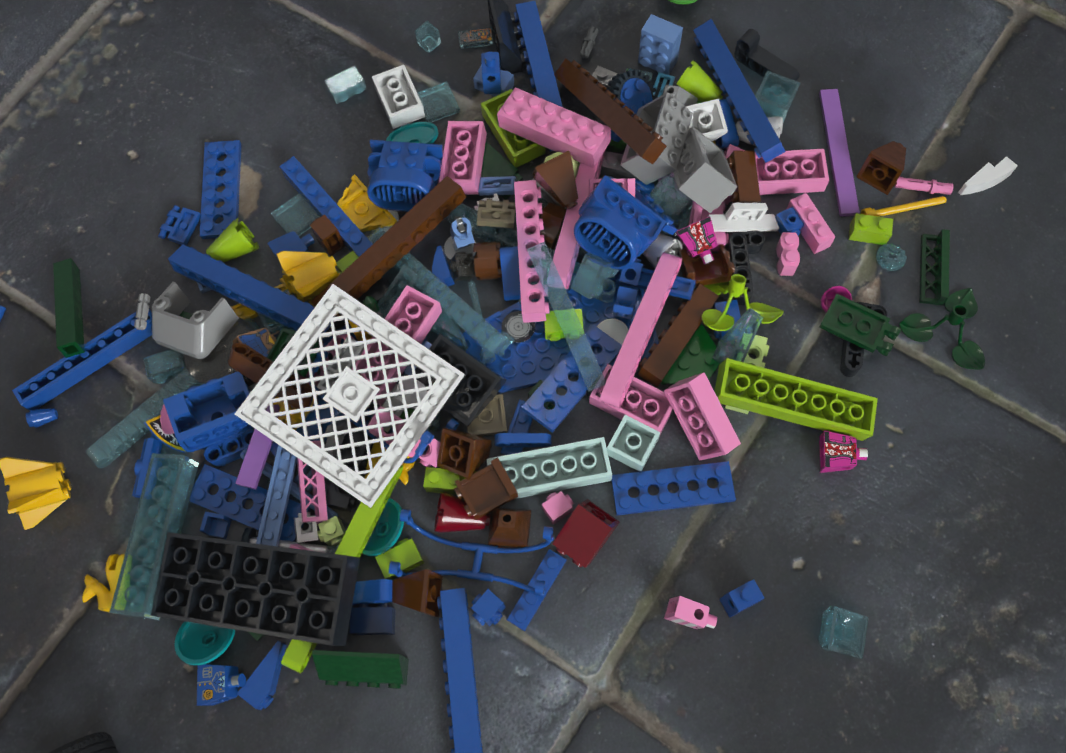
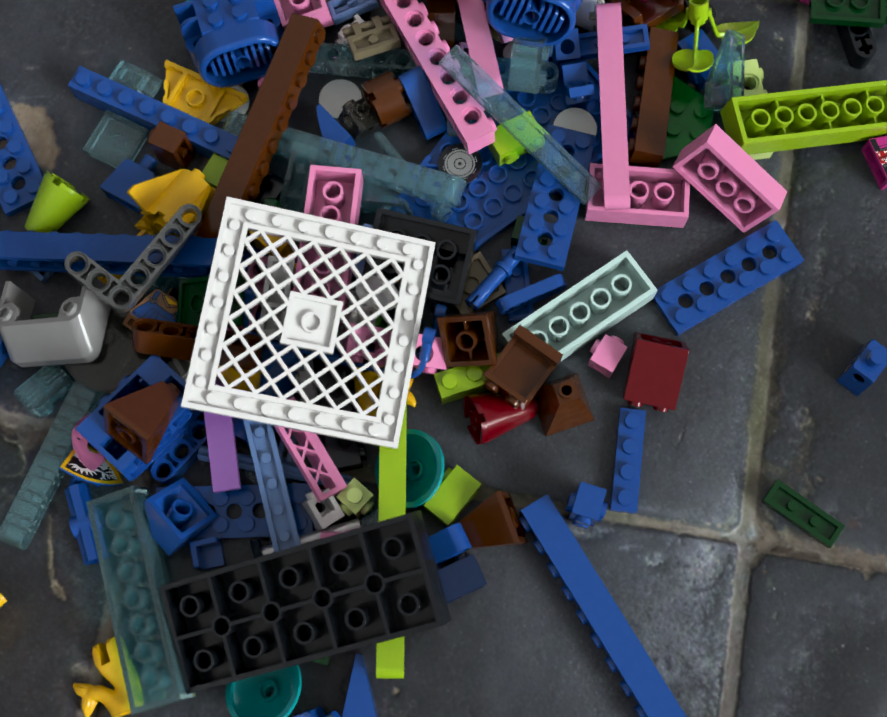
camera: 25 degrees left, 5 degrees up
(206, 489) = (177, 515): none -> blue slope
(208, 411) = (142, 418): none -> reddish brown slope
(259, 306) = (141, 264): none -> dark grey beam
(328, 180) = (136, 78): none -> clear light blue slope
(361, 668) = (473, 639): dark green slope -> none
(405, 516) = (540, 444): blue bar -> none
(461, 233) = (341, 76): medium blue plate -> none
(500, 418) = (501, 270): none -> blue pin
(633, 443) = (661, 243): light aqua brick -> none
(645, 686) = (803, 514): none -> dark green plate
(682, 612) = (814, 409): bright pink torso -> none

